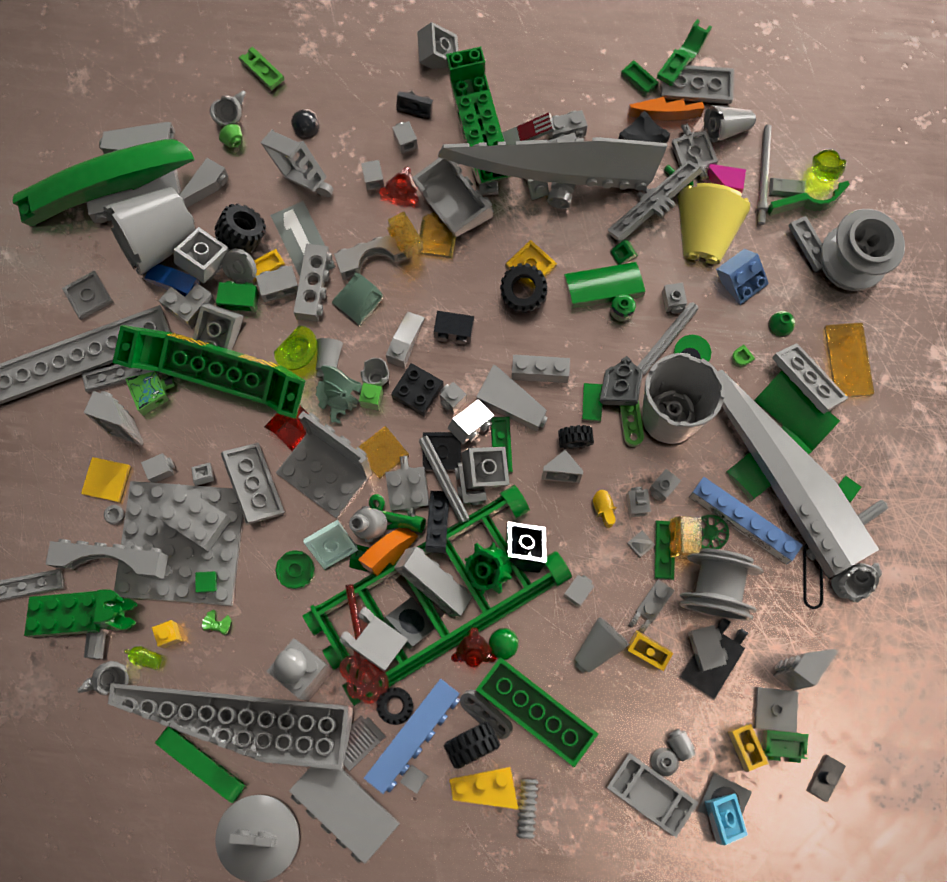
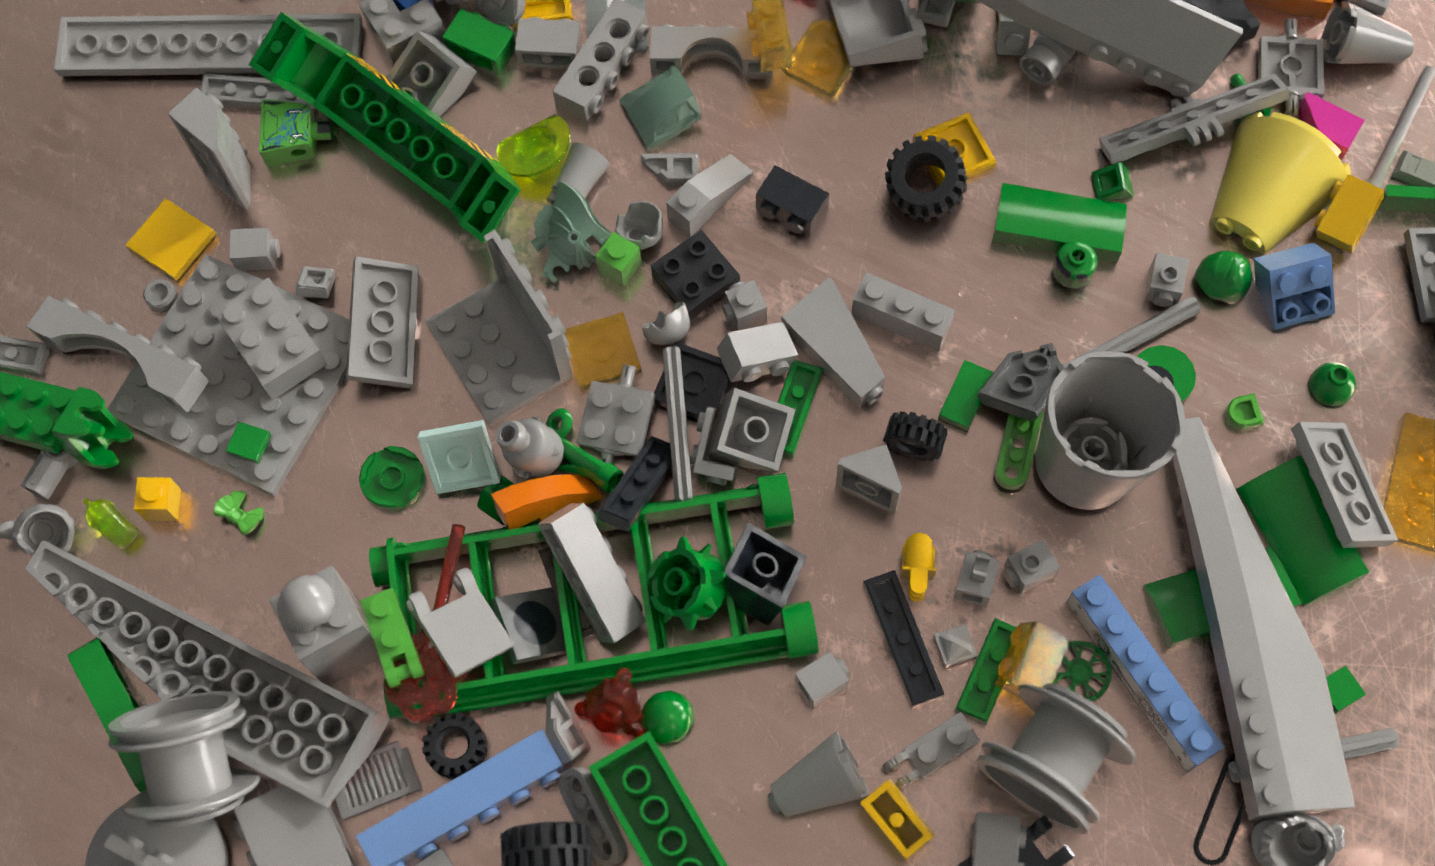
camera: 25 degrees right, 5 degrees down
(252, 775) = (183, 758): none -> light grey wheel
(287, 429) = (469, 262): clear red slope -> none
(340, 662) = (391, 636): none -> bright green plate
(379, 331) = (672, 168): none -> light grey tile
(414, 426) = (669, 327): none -> light grey hair
(451, 674) = (563, 730): none -> light grey tile
(612, 550) = (903, 639): none -> black tile
(704, 284) = (1225, 276): none -> green hair
(757, 225) = (1349, 213): none -> yellow brick

